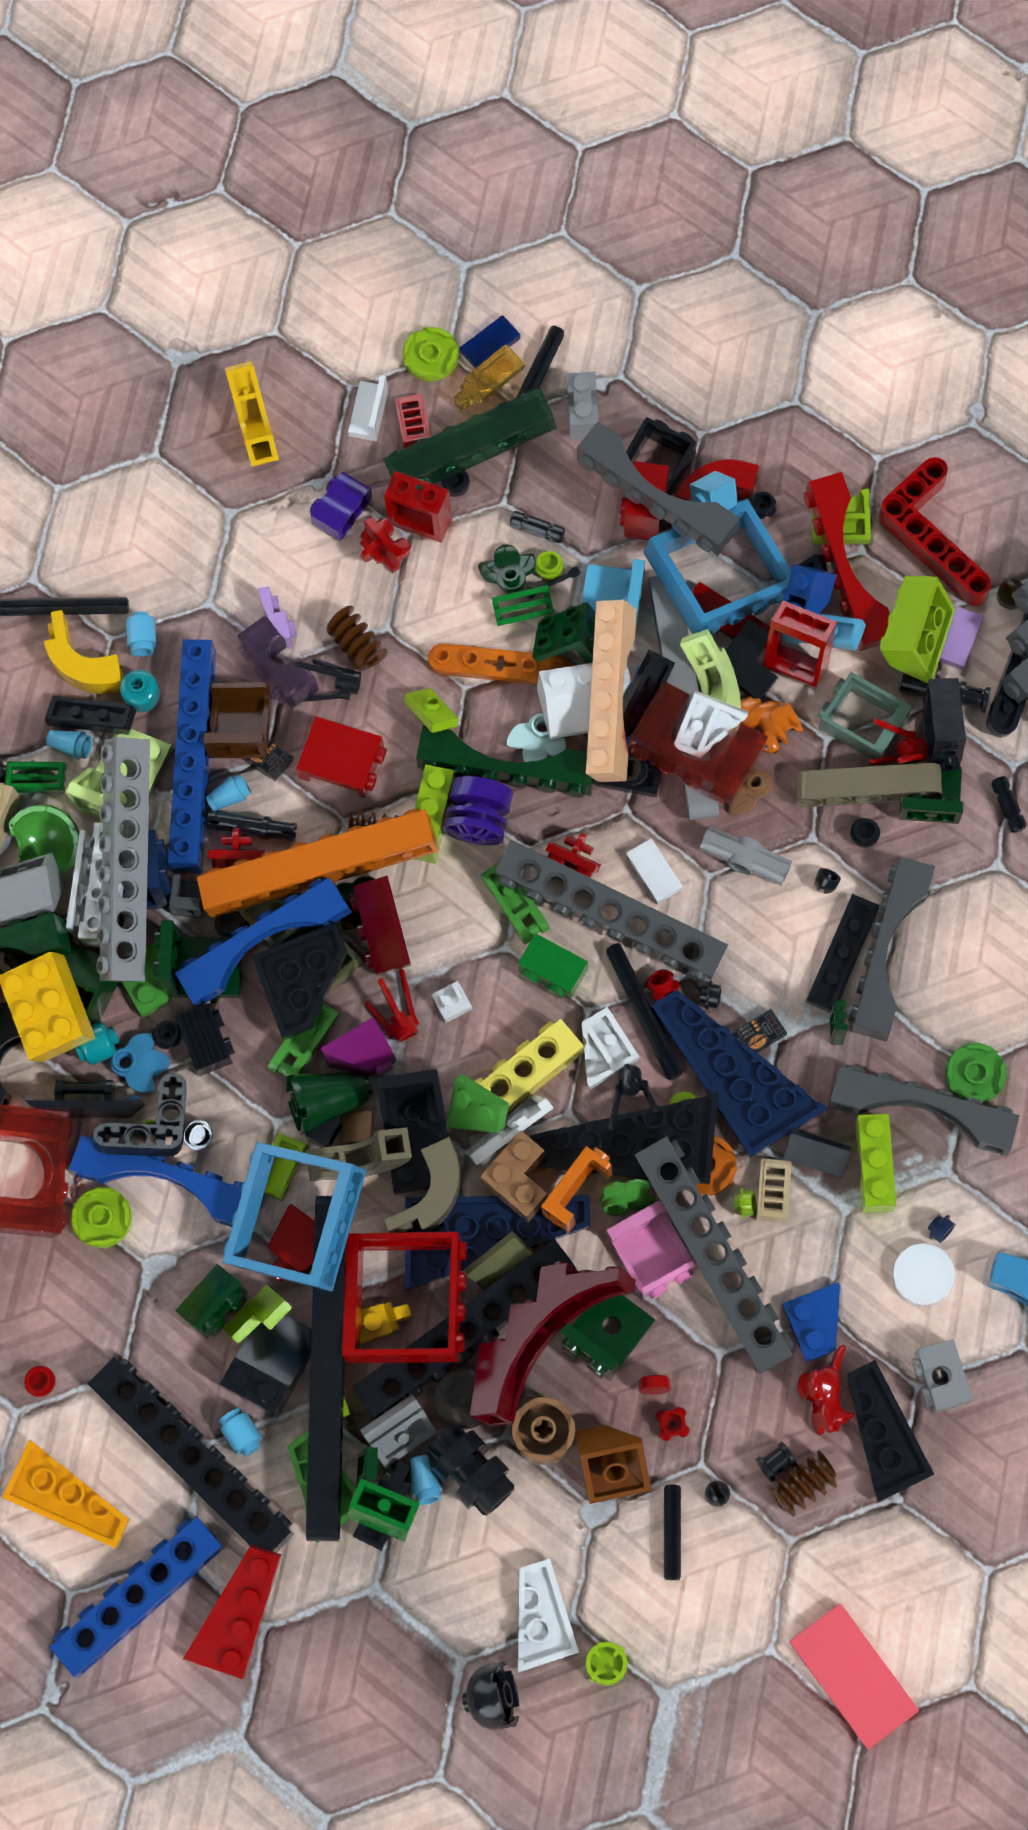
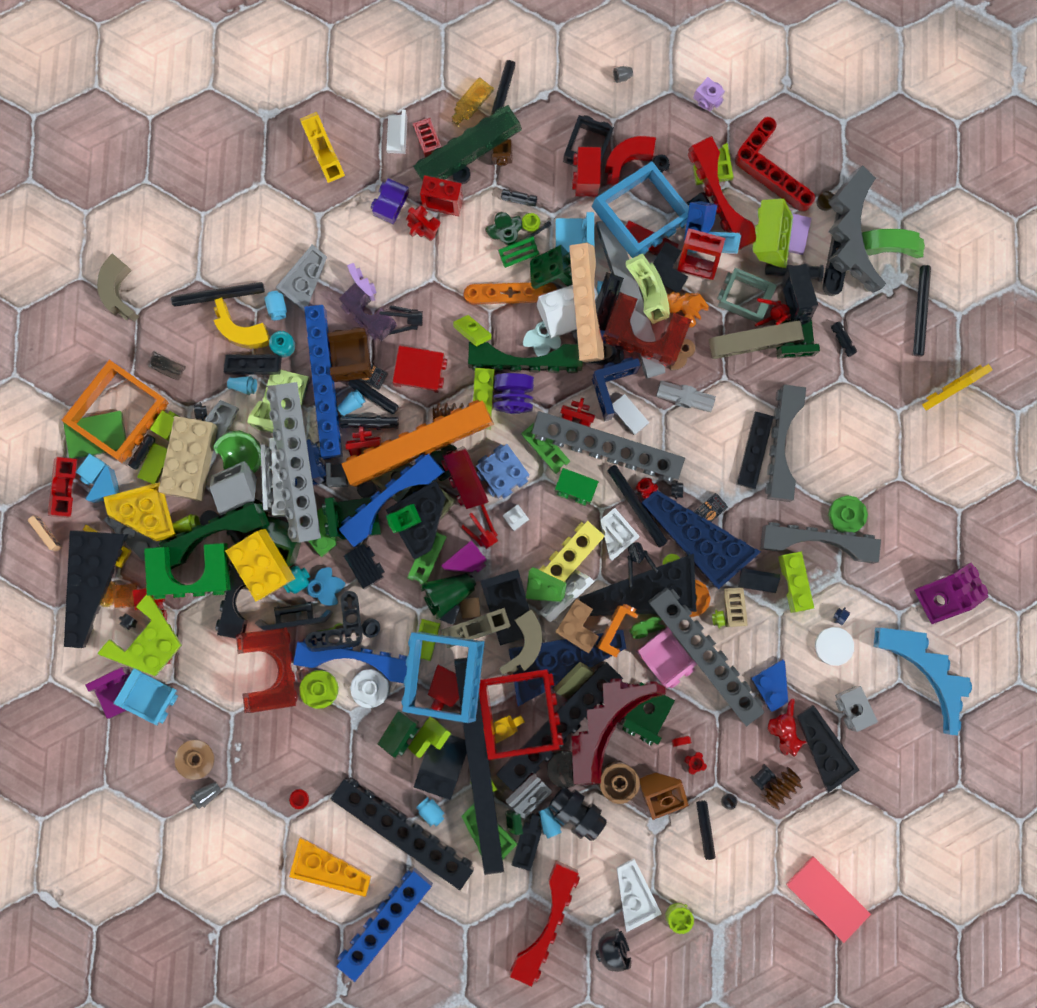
camera: 20 degrees left, 10 degrees up
(60, 778) = (241, 409): green tile -> none
(163, 1028) = (339, 571): black plate -> none
(180, 1228) = (369, 688): none -> white tile
(190, 599) = (303, 277): none -> light grey wing
(234, 1623) = (448, 928): red wing -> none
(265, 787) = (373, 395): none -> black axle
(275, 971) = (403, 519): none -> green bracket
(352, 1696) = (527, 962): none -> red arch
(354, 640) = (415, 290): reddish brown piece -> none
(382, 1510) = (529, 850): green brick -> none
(430, 354) = (431, 90): lime tile -> none
(441, 928) = (502, 471): none -> medium blue brick
(489, 341) = (467, 76): clear blue tile -> none
(523, 459) = (503, 153): none -> reddish brown bracket
(581, 403) = (538, 120): light grey brick -> none
(634, 802) = (609, 373): none -> dark blue bracket
(704, 522) = (628, 182): dark grey arch -> none
(706, 724) = (650, 316): white wing -> none
(715, 488) = (631, 161): medium azure brick -> none
(725, 367) = (622, 73): none -> dark grey hose
(827, 880) = (738, 404): black hinge -> none
(837, 1020) = (762, 497): dark green tile -> none
(851, 414) = (709, 94): none -> lavender brick
(865, 832) = (757, 370): black plate -> none

